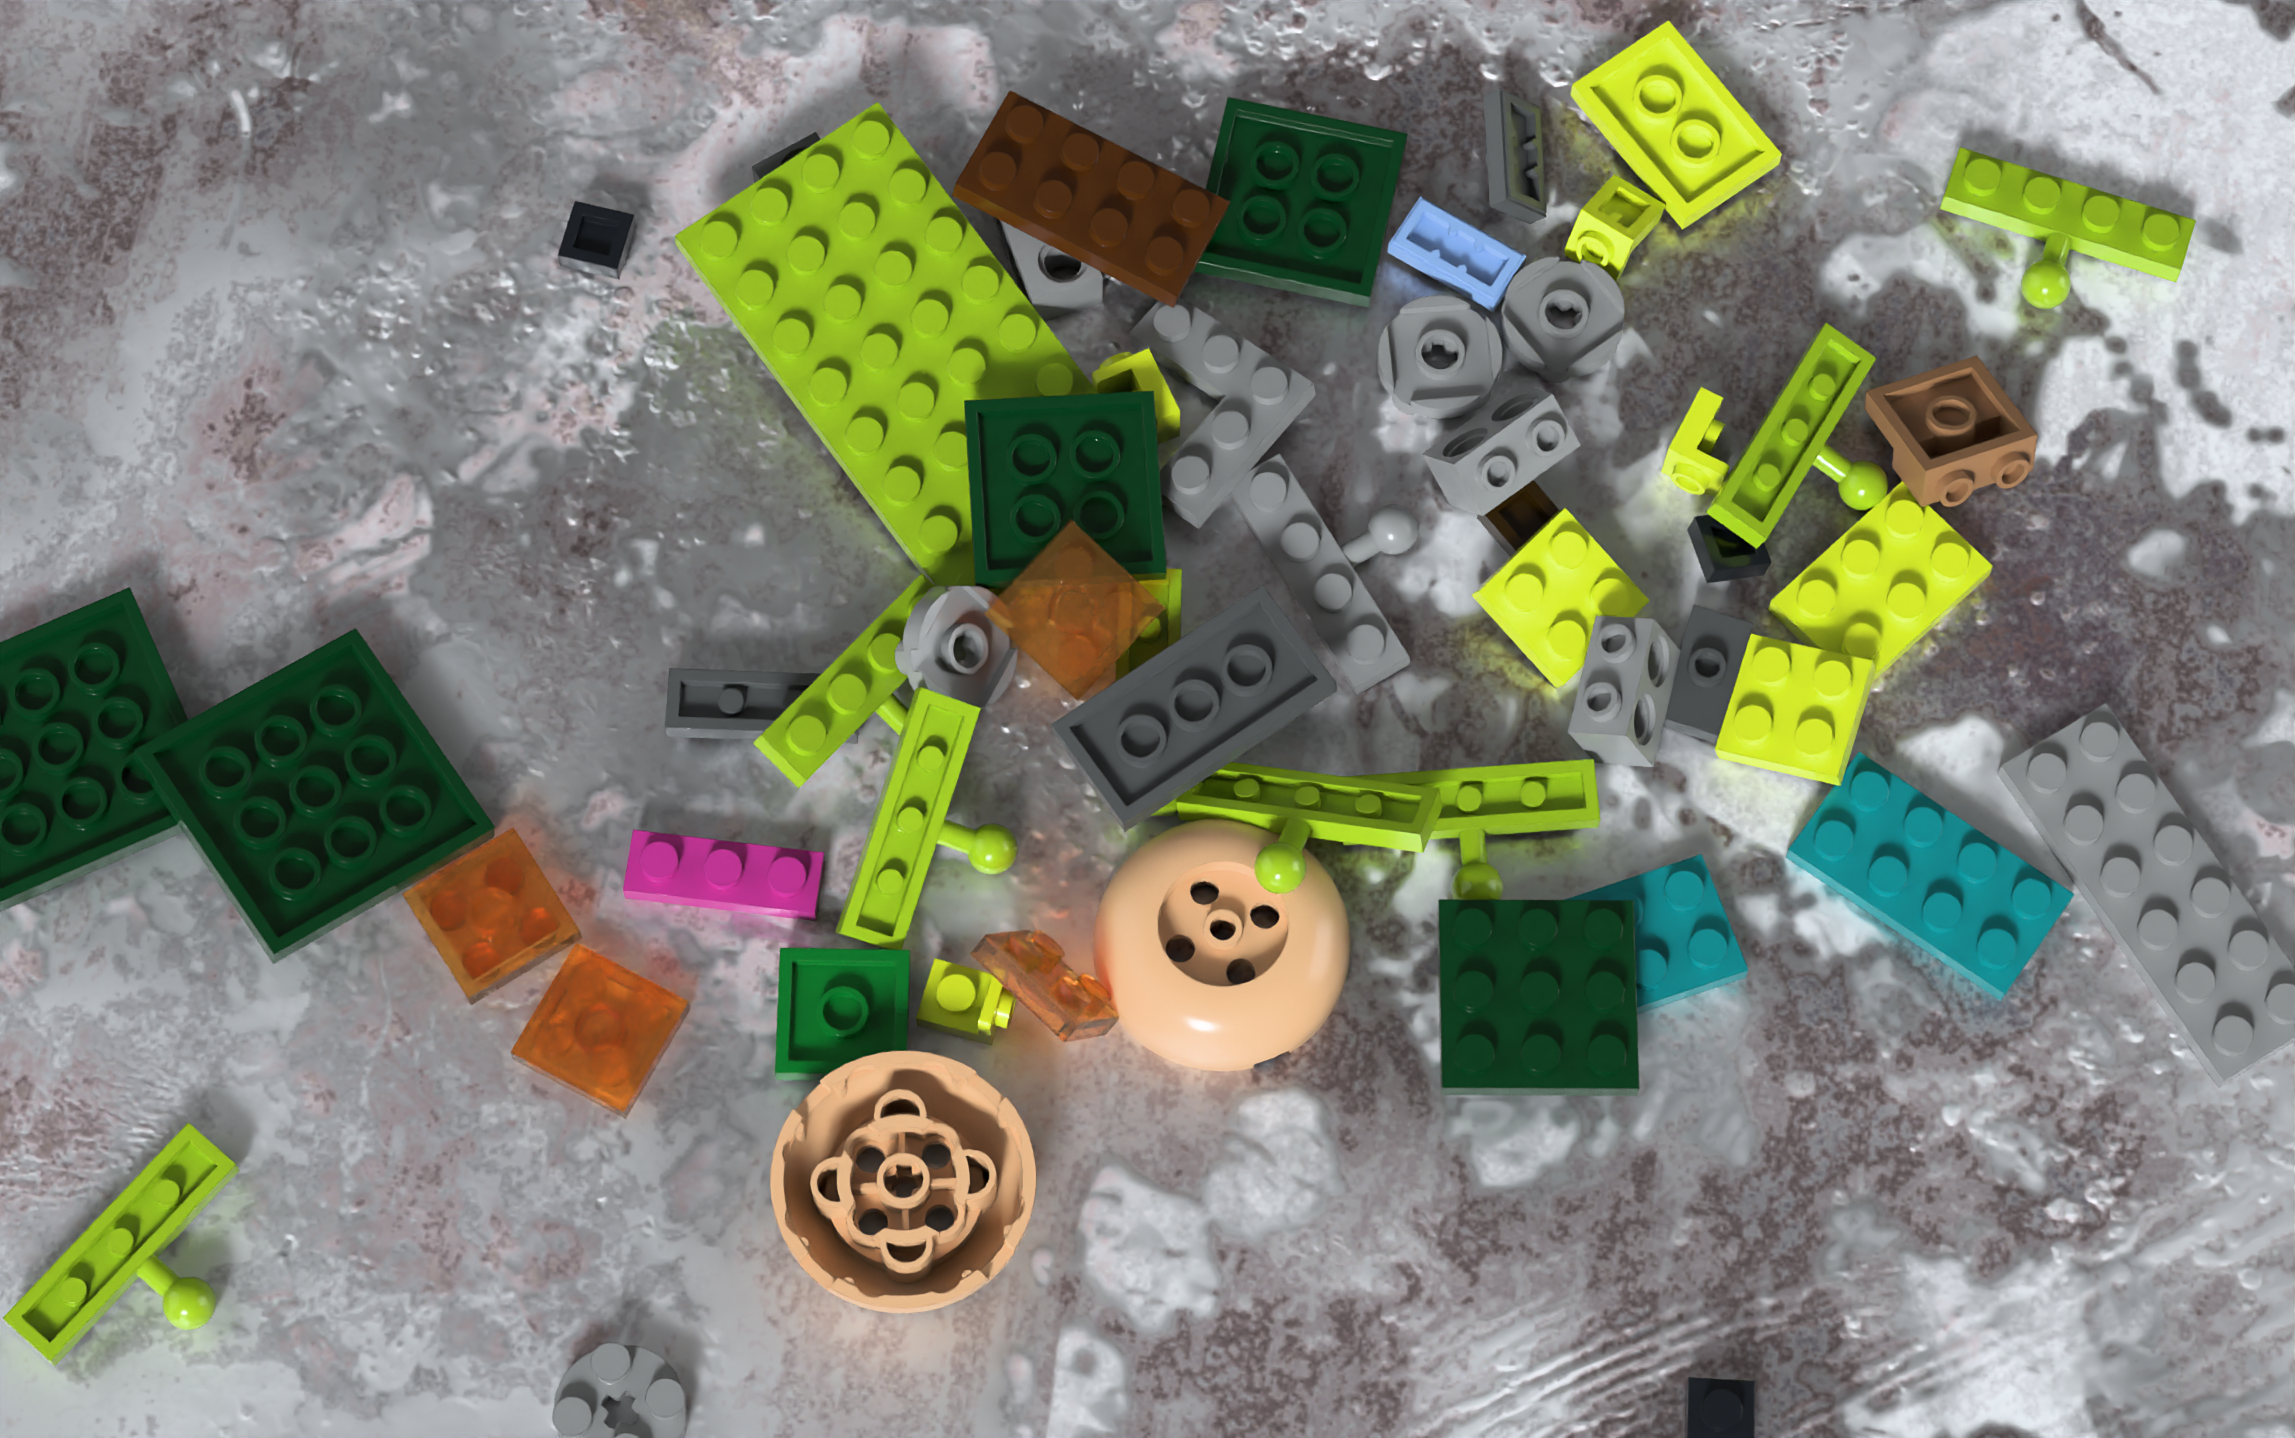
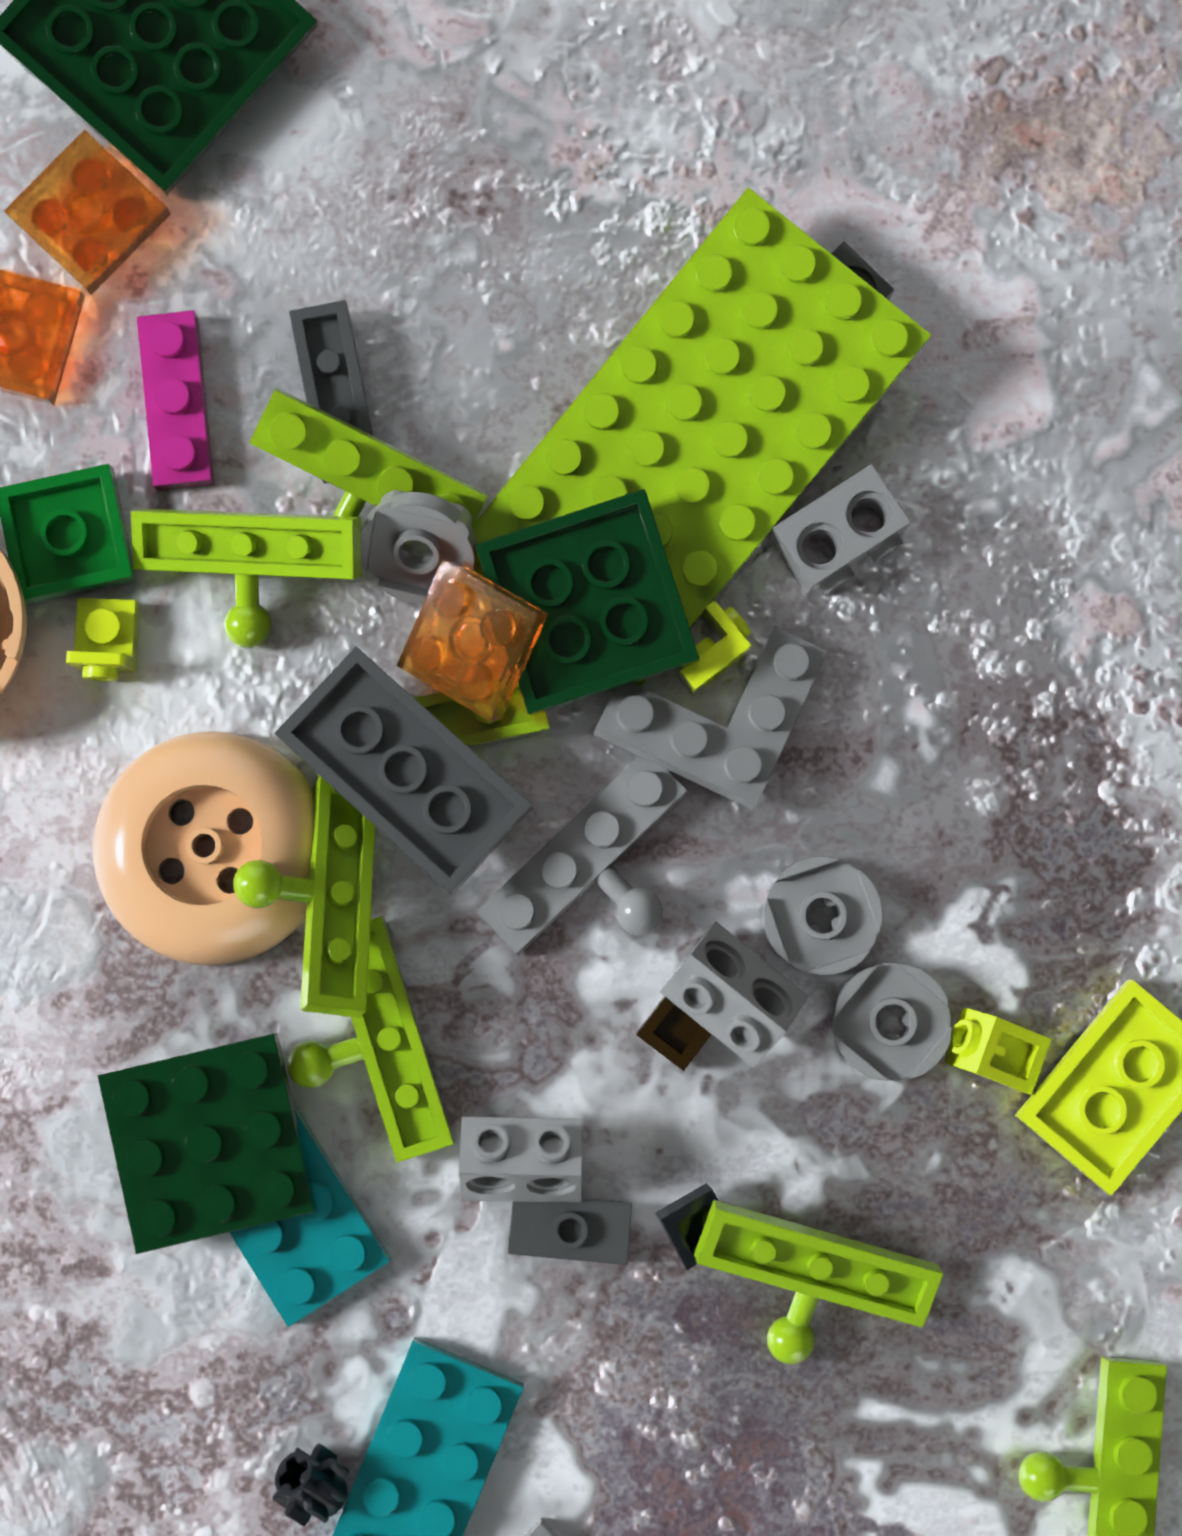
camera: 80 degrees right, 15 degrees up
(597, 240) = (746, 127): black plate -> none
(1036, 975) = (113, 701): clear orange plate -> none
(1091, 198) = (886, 555): reddish brown plate -> none
(1303, 201) = (947, 749): dark green plate -> none
(1456, 254) = (931, 908): light blue plate -> none
(1514, 156) = (1045, 941): dark grey plate -> none
(1553, 593) = (607, 1078): neon yellow plate -> none
(1690, 452) = (801, 1175): neon yellow bracket -> none
(1795, 709) = (547, 1321): neon yellow plate -> none
(1882, 583) = (695, 1375): neon yellow plate -> none
(1916, 976) = (311, 1485): none -> black gear
(1953, 432) = (862, 1417): medium nougat plate -> none

